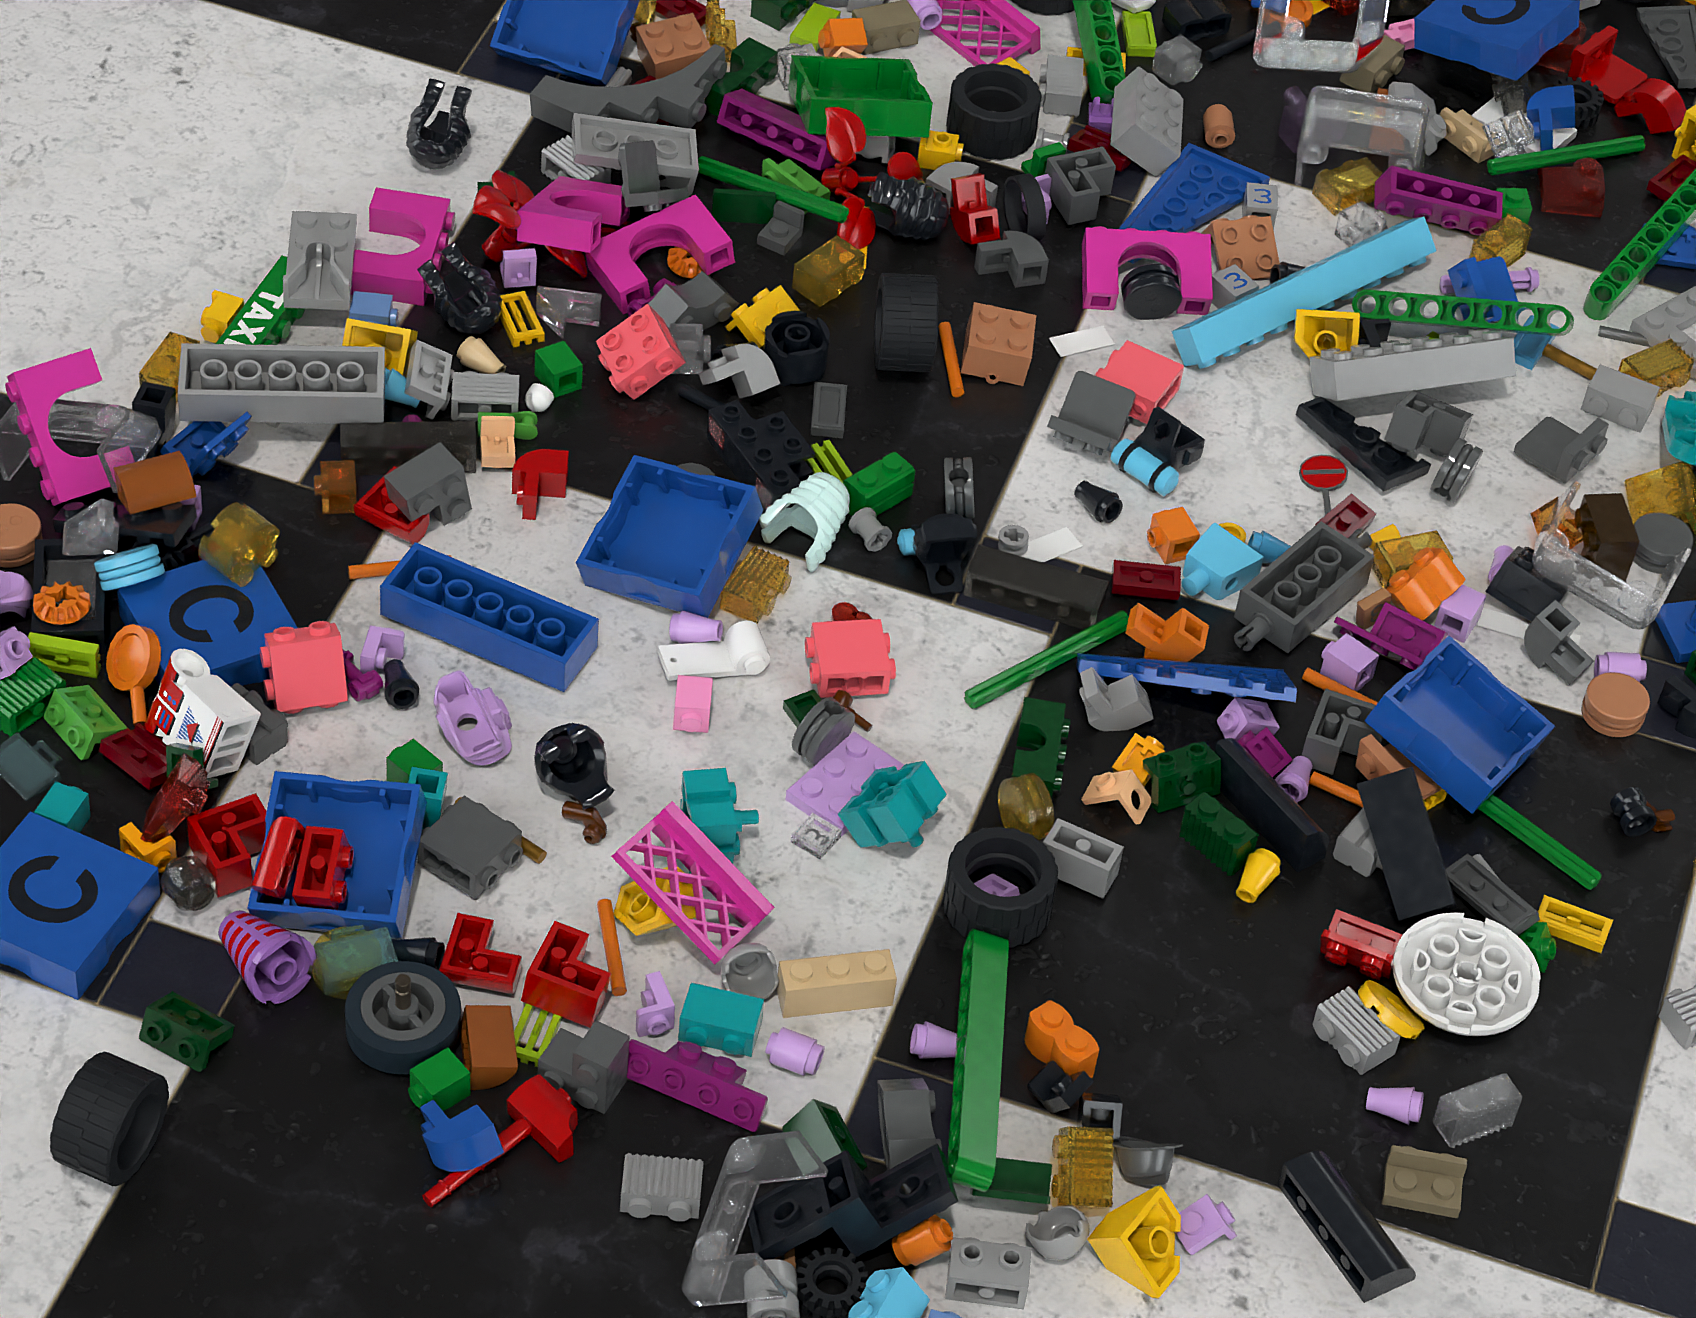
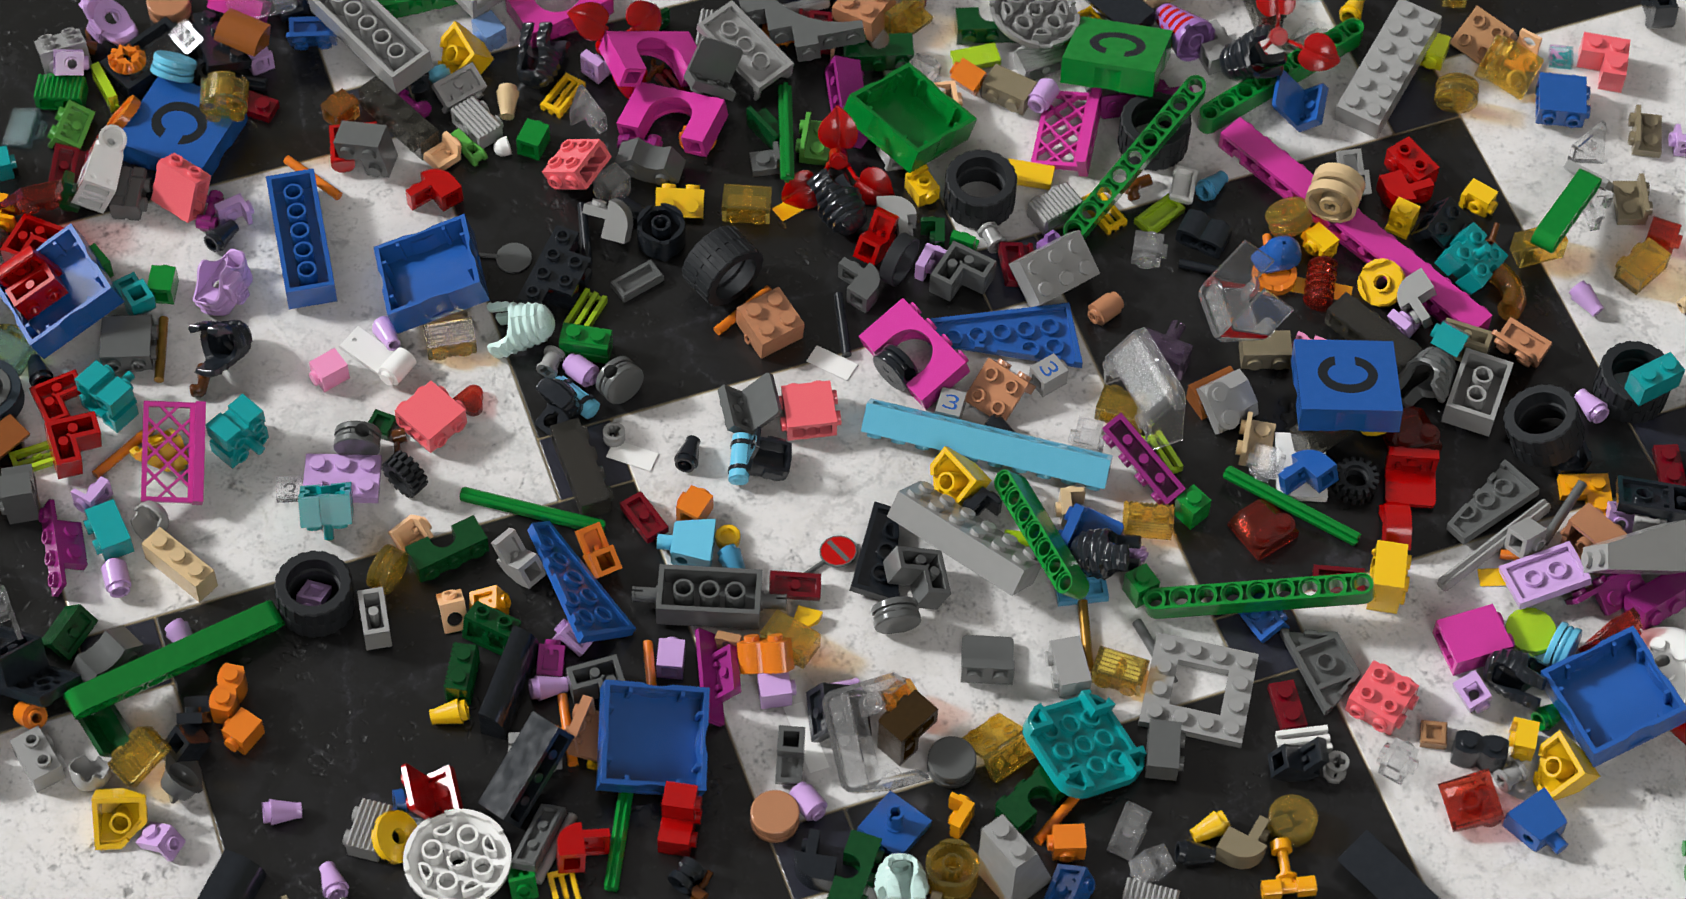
camera: 55 degrees right, 10 degrees up
(532, 900) = (108, 395): none -> teal brick
(905, 511) = (580, 369): none -> lavender brick
(925, 724) = (404, 474): none -> black tyre
(985, 761) = (410, 531): none -> light nougat bracket
(1003, 167) = (935, 228): none -> dark green bracket
(1045, 304) = (842, 325): none -> black bar
(1122, 1062) = (242, 731): none -> orange brick
(1259, 1096) = (280, 811): none -> lavender cone
(1337, 979) = (399, 800): none -> blue tile
(1424, 282) = (1068, 497): none -> tan bracket
(1529, 282) = (1104, 552): none -> black hair
(1532, 872) = (576, 844): none -> red brick
(1560, 774) = (679, 817): none -> red brick
(1573, 293) = (1138, 582): none -> green brick

